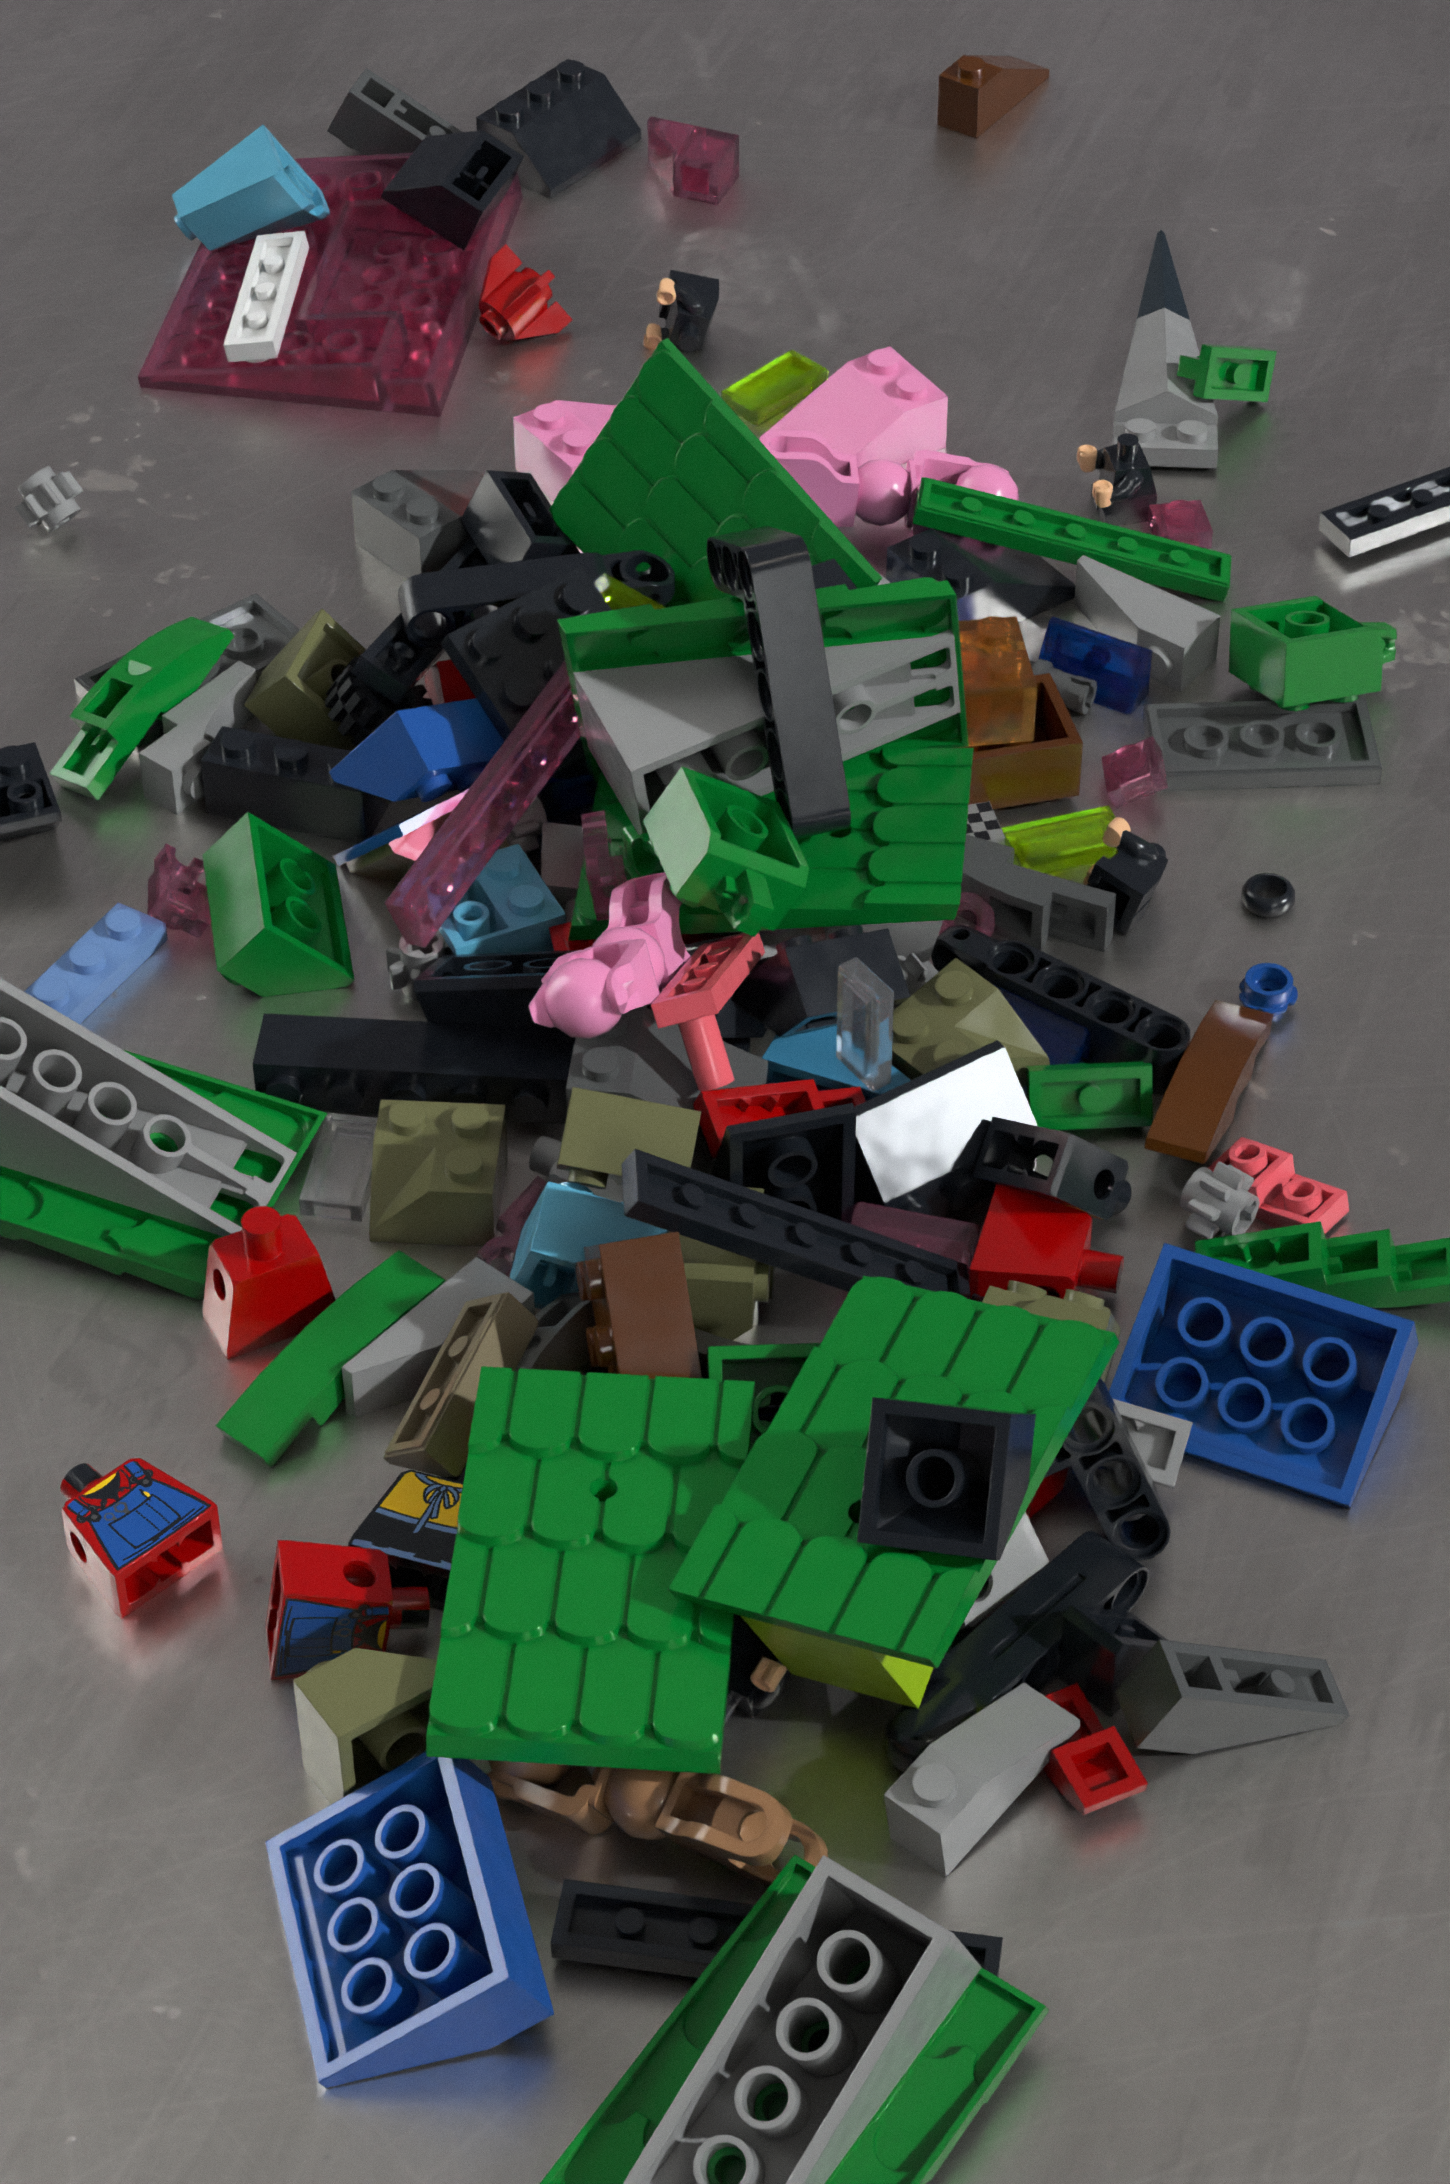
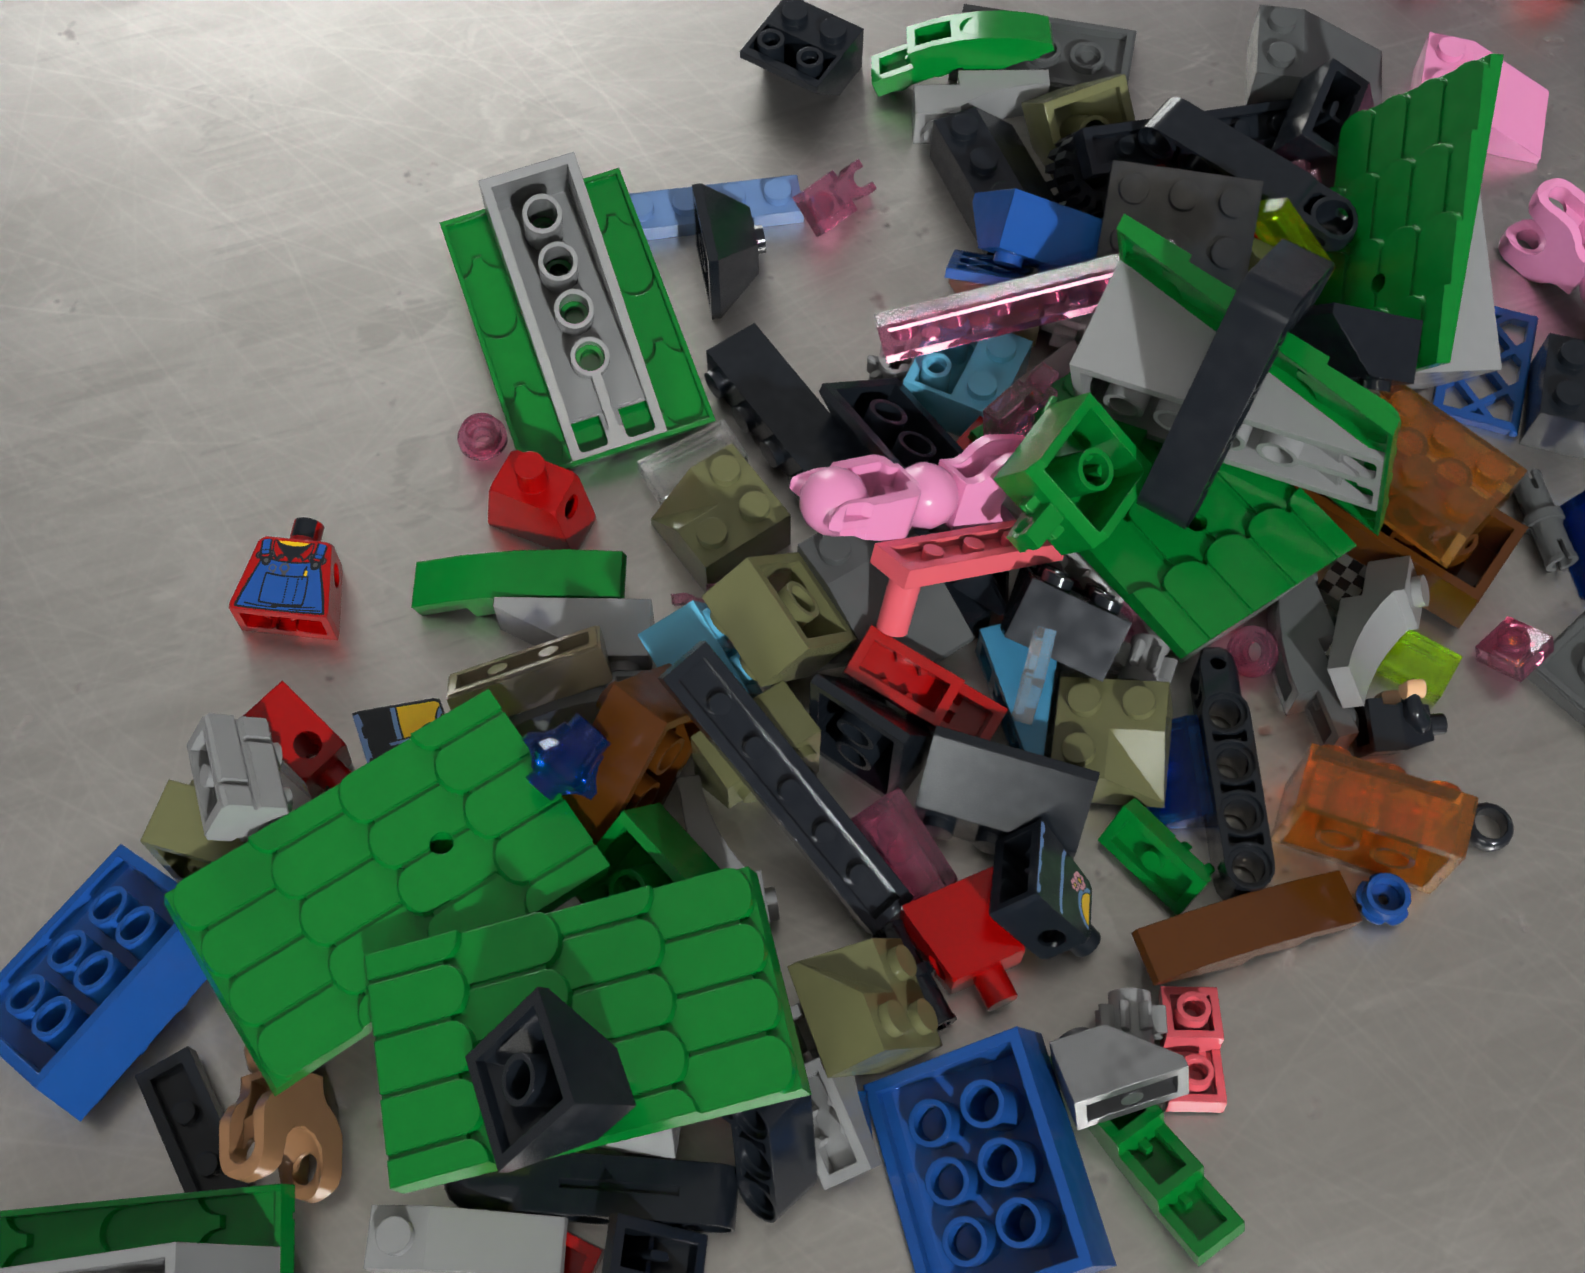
camera: 50 degrees right, 20 degrees up
(129, 1298) = (480, 426): none -> clear pink plate
(142, 996) = (725, 246): none -> black slope
(275, 912) = (865, 260): green slope -> none
(361, 1610) = (237, 776): none -> light grey brick
(628, 1332) = (566, 758): none -> clear blue rock
(1029, 815) = (1373, 624): none -> light grey slope
(1201, 930) = (1374, 817): none -> clear orange brick
(1261, 1217) = (1114, 1073): none -> flat silver slope

